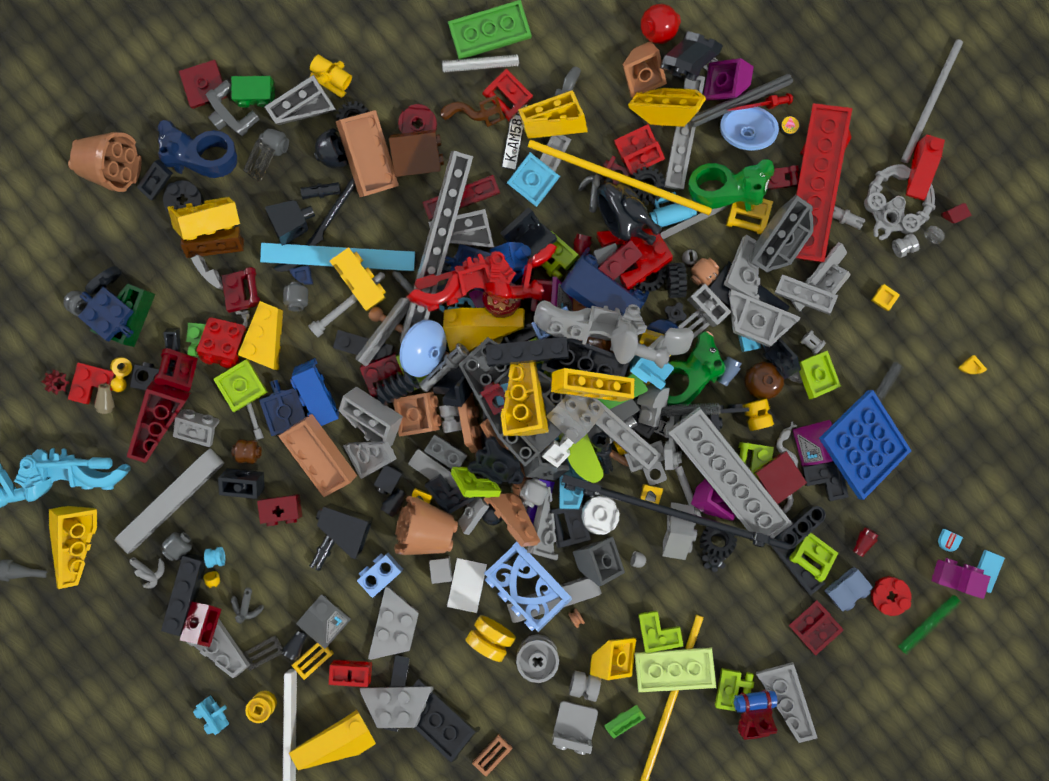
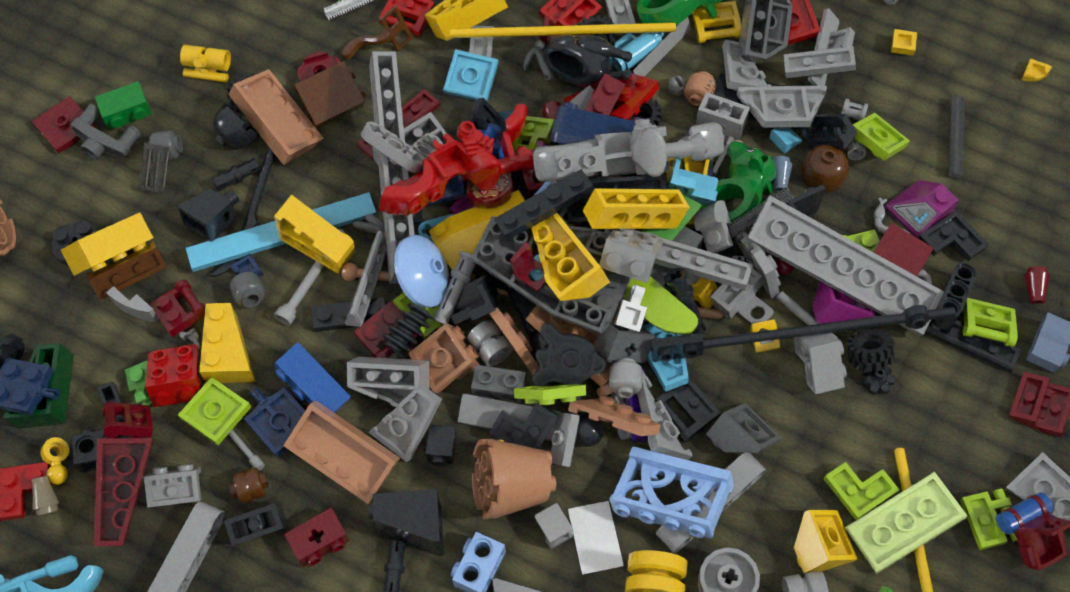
camera: 20 degrees left, 25 degrees down
(154, 180) = (36, 232): black plate -> none
(180, 150) = (56, 189): dark blue animal -> none
(300, 102) = (182, 96): light grey wedge -> none
(393, 502) = (459, 472): black cone -> none
(451, 251) = (405, 155): none -> light grey beam
(513, 142) = (432, 54): sticker -> none
(576, 618) = (751, 513): nougat bush -> none
(600, 515) = (717, 381): white tile -> none
(638, 559) = (789, 414): light grey hinge -> none
(676, 280) = (674, 105): black tyre -> none
(759, 421) = (841, 204): yellow wheel -> none
(865, 444) = (972, 178): blue plate -> none

